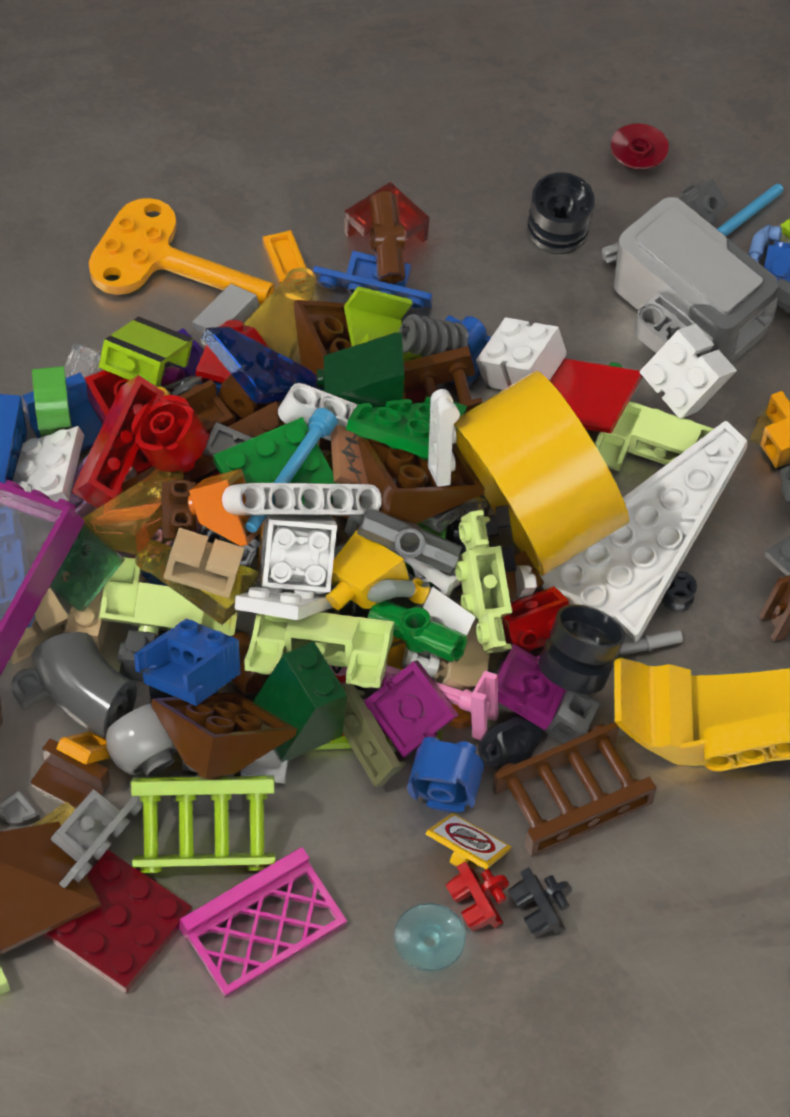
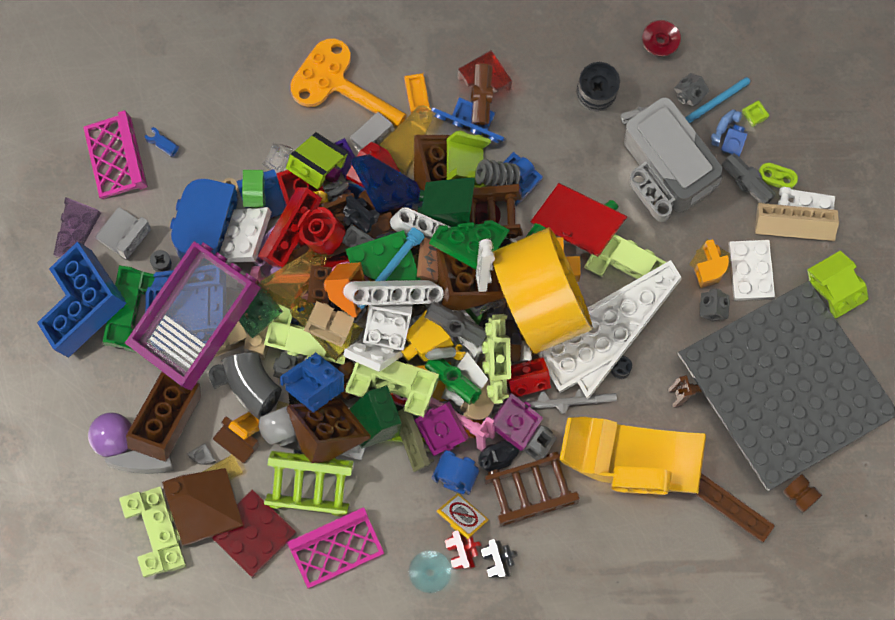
camera: 10 degrees right, 15 degrees up
(87, 831) = (240, 479): light grey bracket -> none
(227, 406) = (357, 214): none -> black hips
(521, 351) = (553, 190): white piece -> none
(581, 649) = (550, 405): black wheel -> none
(683, 376) = (648, 226): white piece -> none

